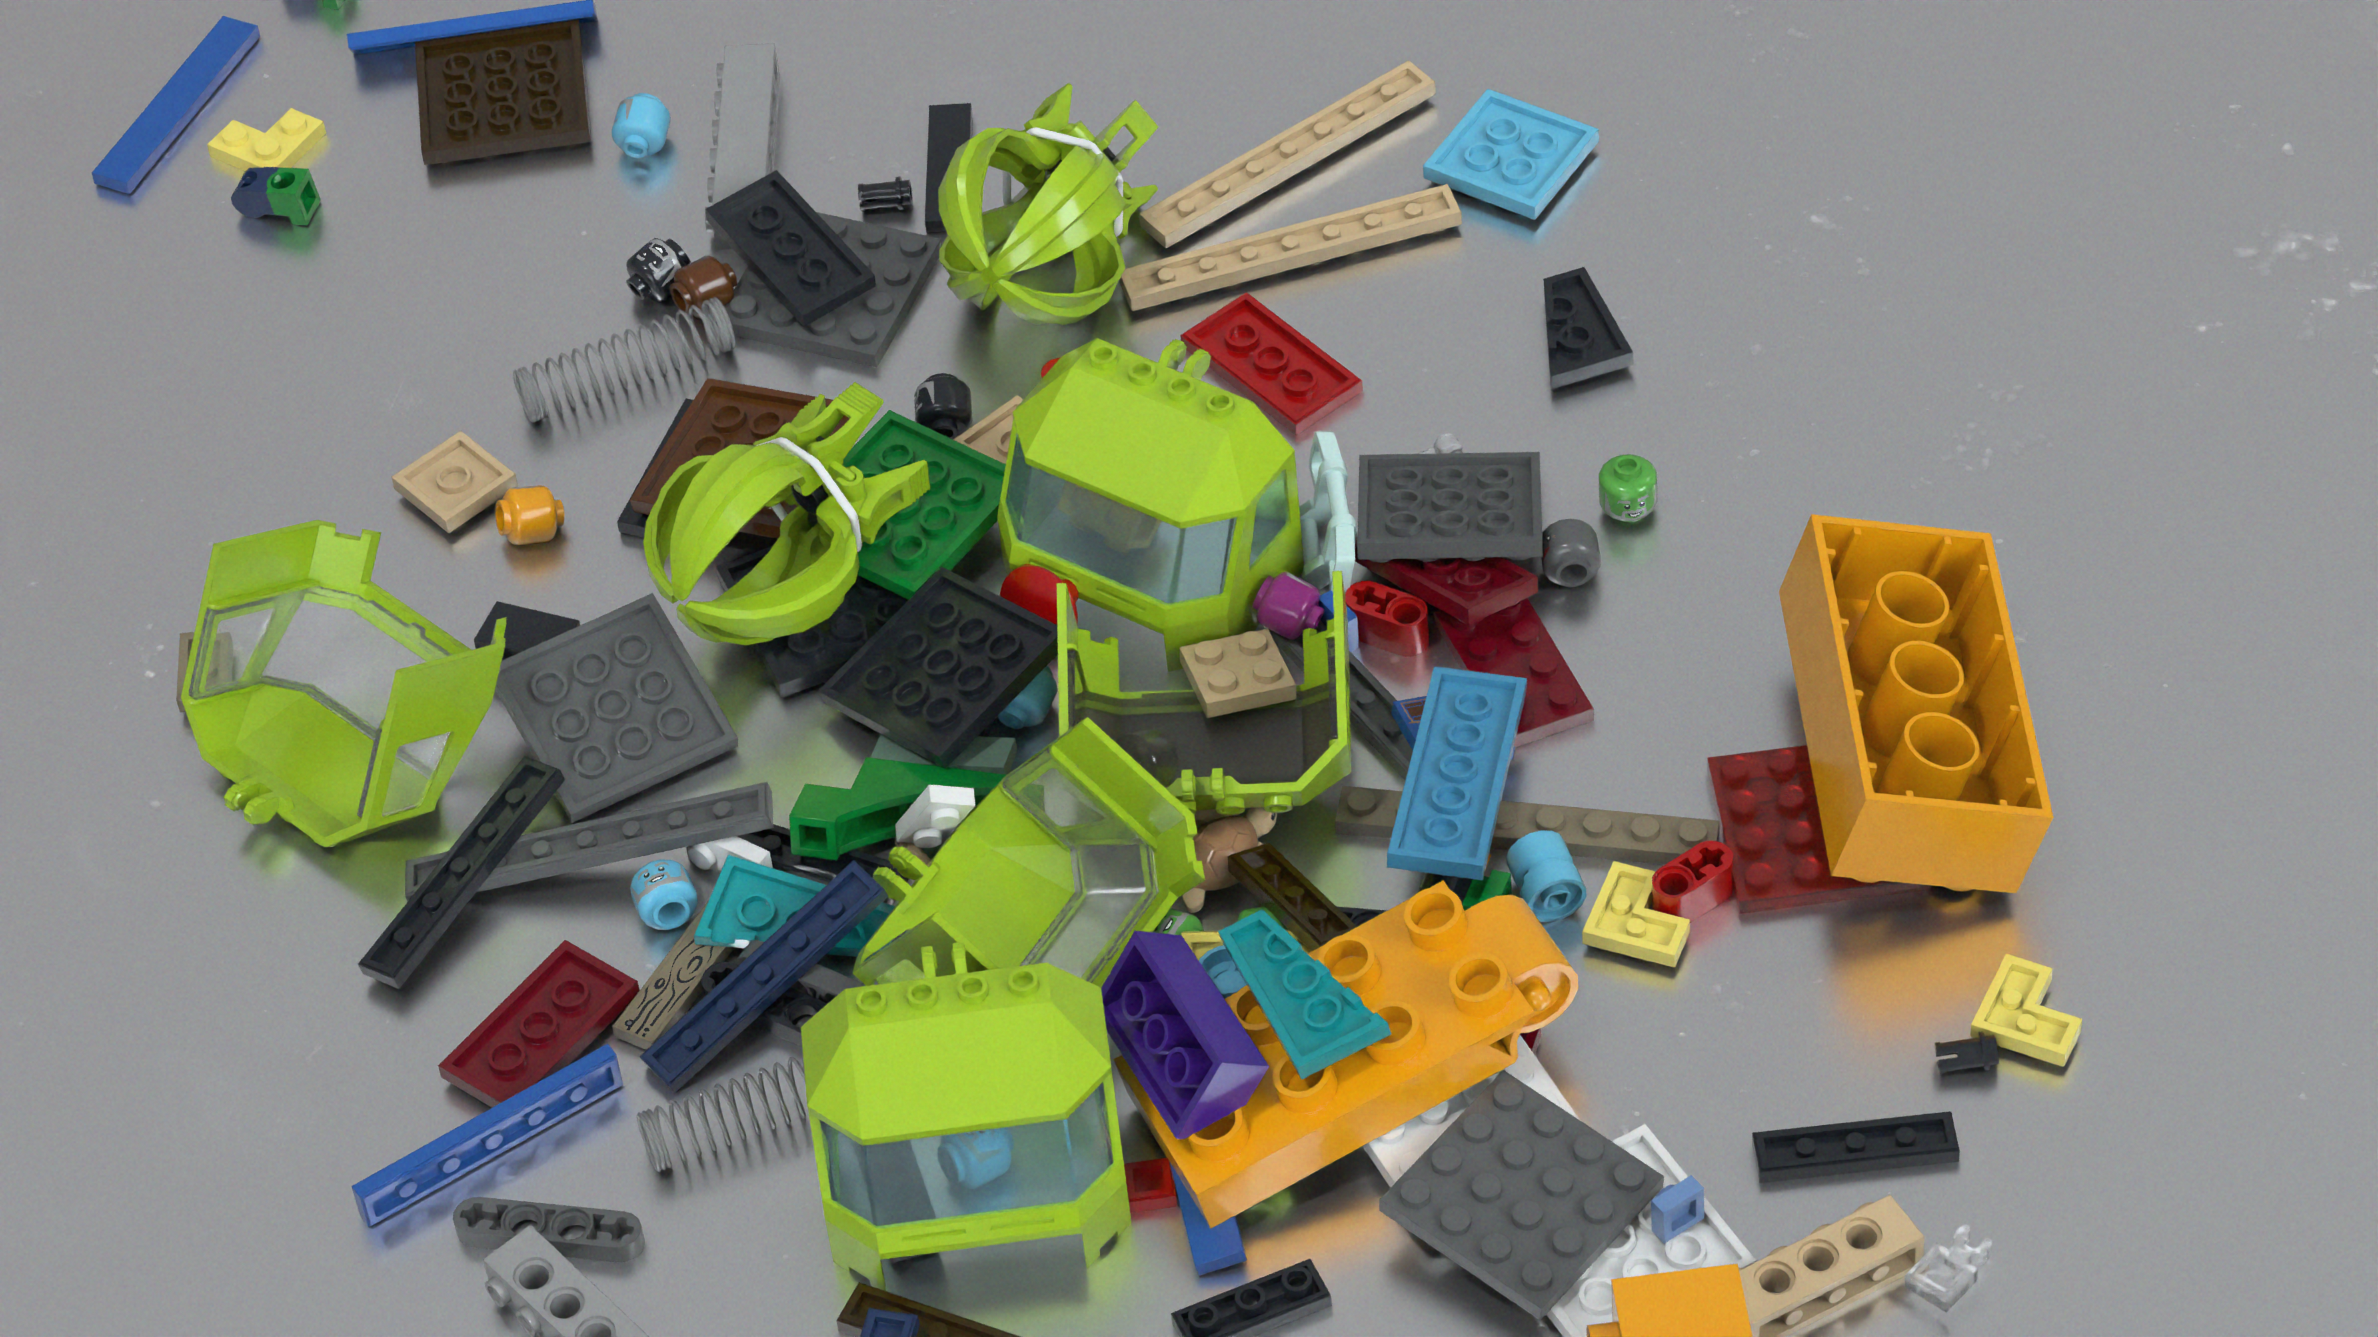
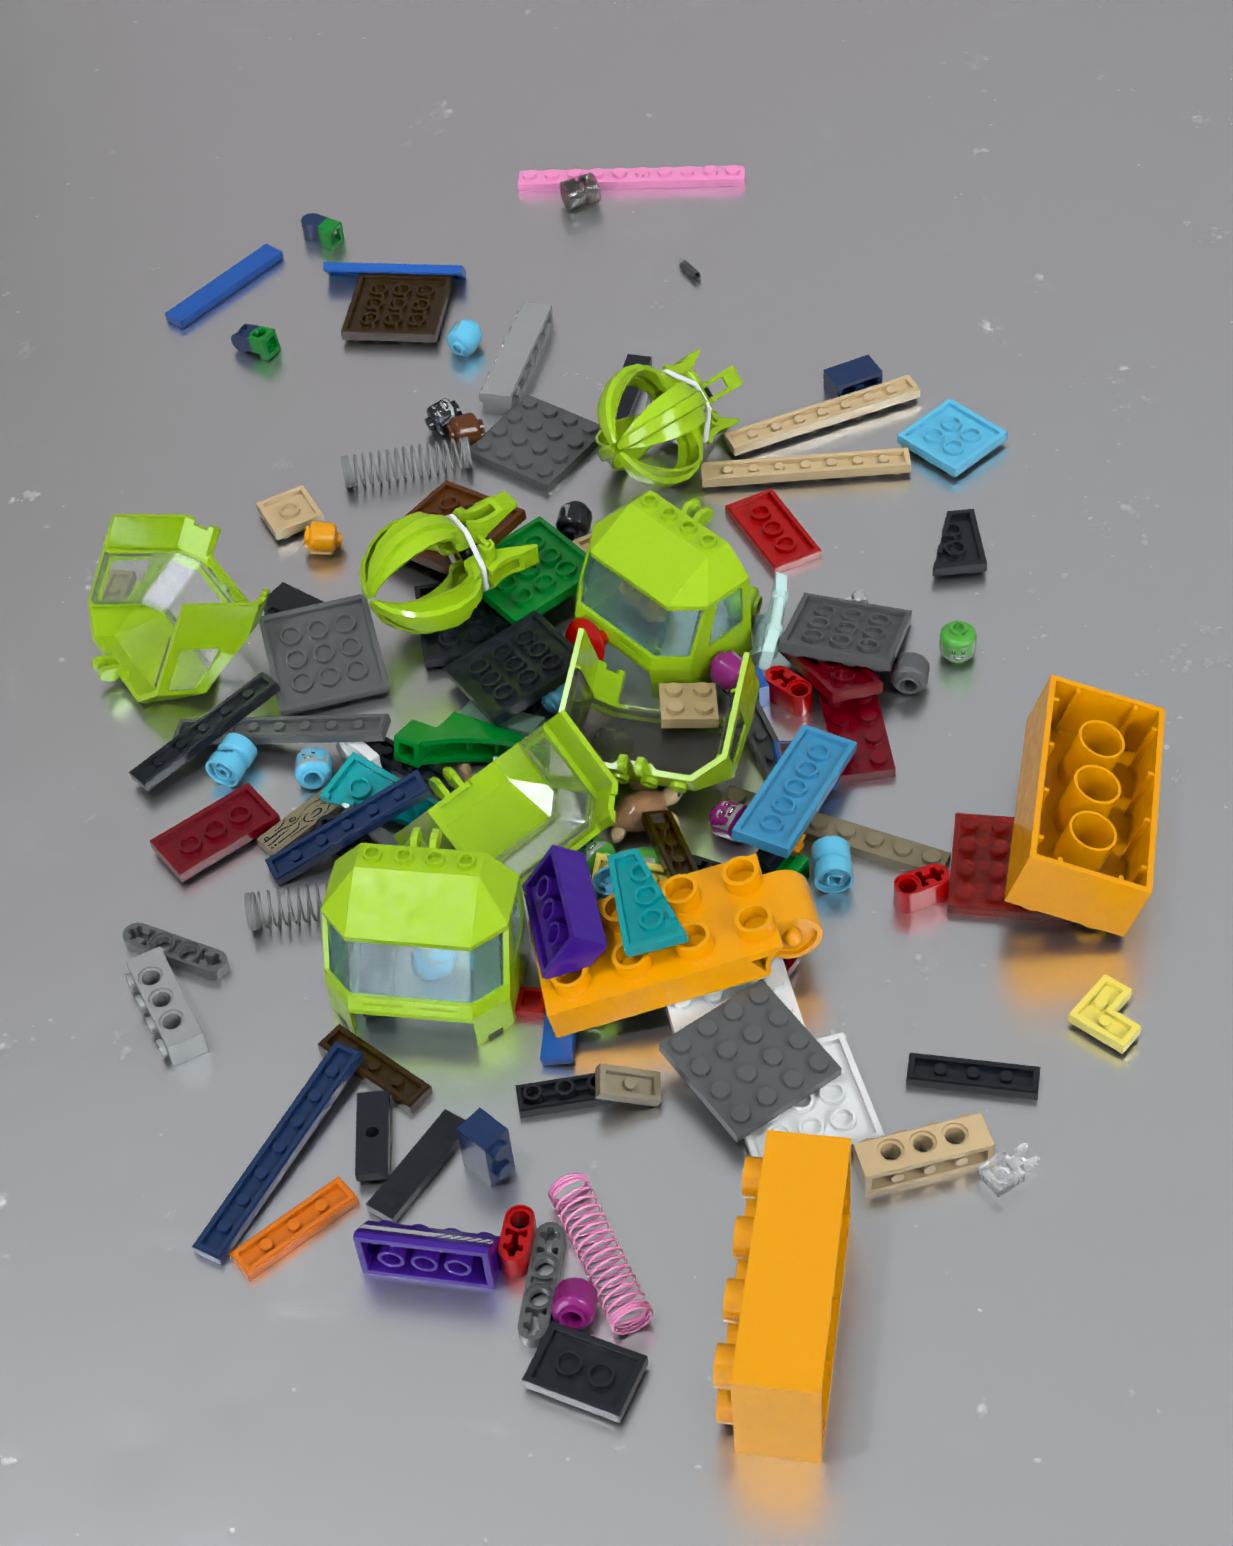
camera: 15 degrees right, 0 degrees up
(278, 147) = (270, 316): light yellow plate -> none
(487, 1135) = (161, 887): blue tile -> none
(523, 909) = (231, 759): none -> medium azure wheel
(790, 248) = (517, 416): black plate -> none
(885, 195) = (585, 398): black pin -> none
(934, 815) = (479, 752): white plate -> none
(1317, 81) = (851, 376): none -> dark blue brick
(1347, 1273) = (628, 1085): none -> dark tan plate
(1362, 839) = (724, 817): none -> magenta head
(1627, 925) = (873, 902): light yellow plate -> none
(1677, 1208) = (842, 1091): medium blue plate -> none
(1970, 1053) = (1064, 1032): black pin -> none

